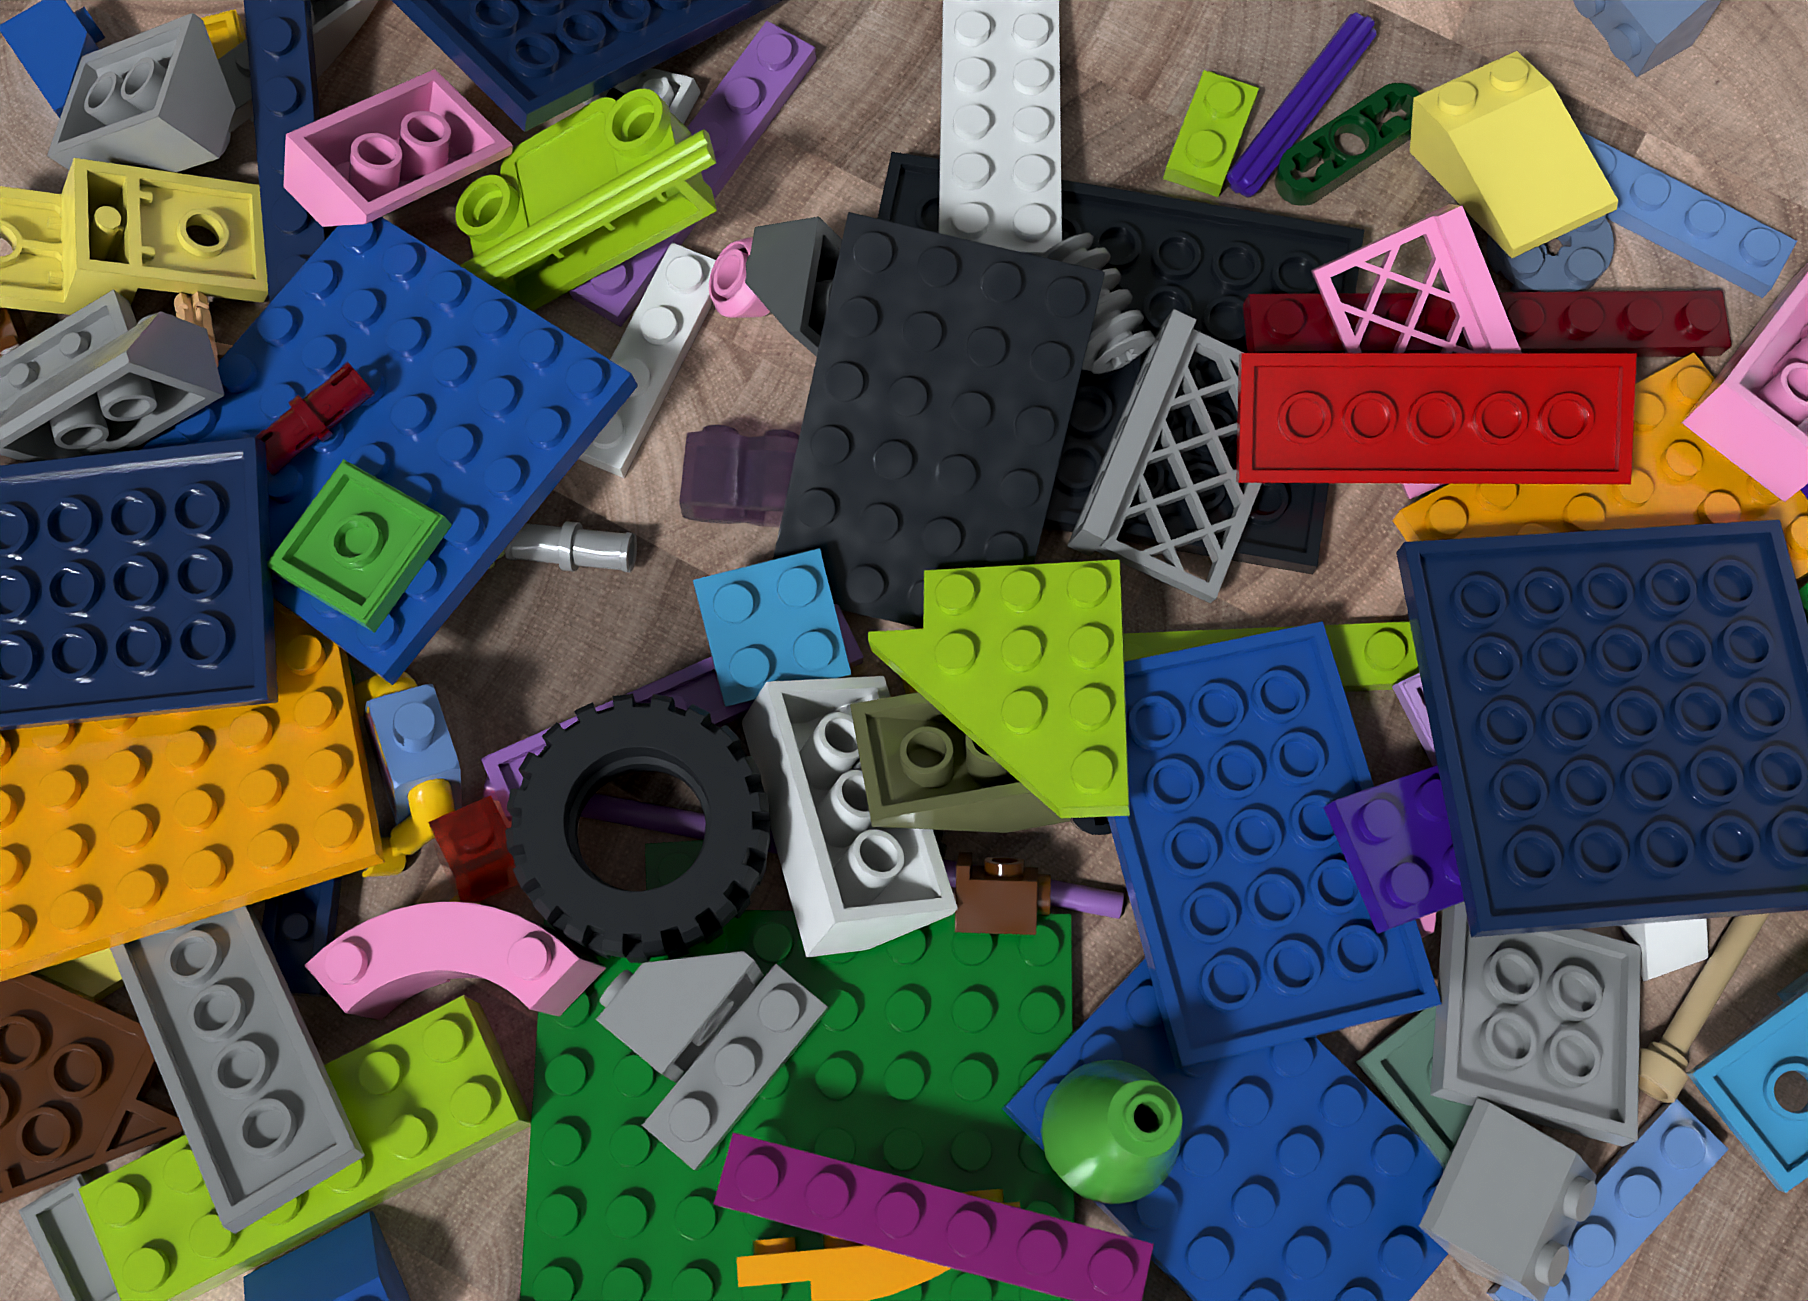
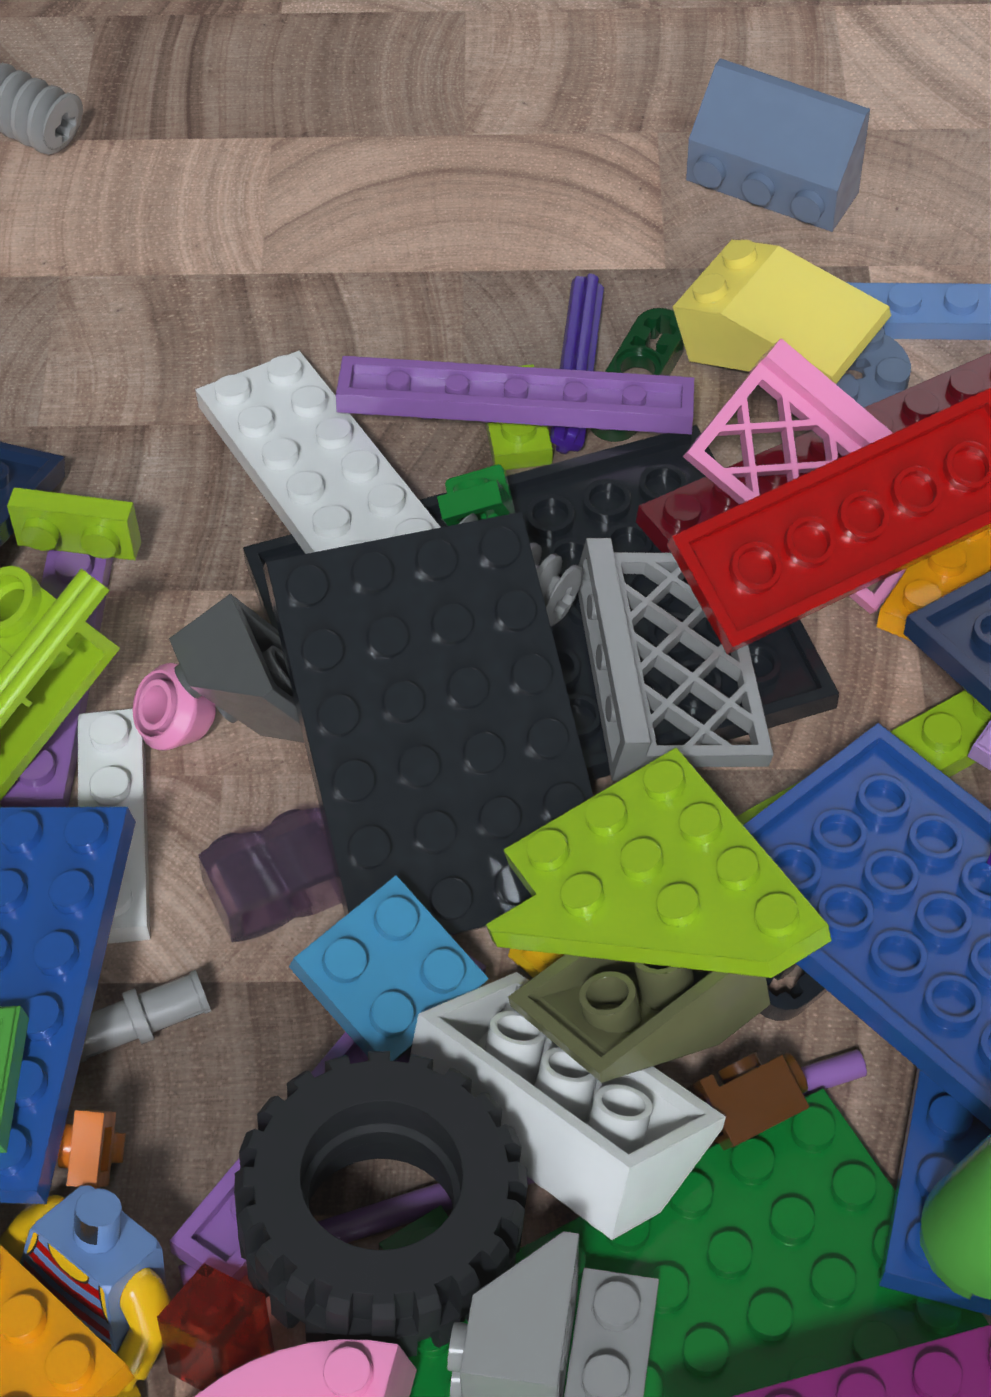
camera: 30 degrees left, 20 degrees down
(460, 648) = (90, 1148): none -> orange plate
(767, 70) = (74, 524): none -> lime plate
(1112, 214) = (476, 492): none -> green bracket
(1214, 121) = (515, 395): none -> medium lavender plate

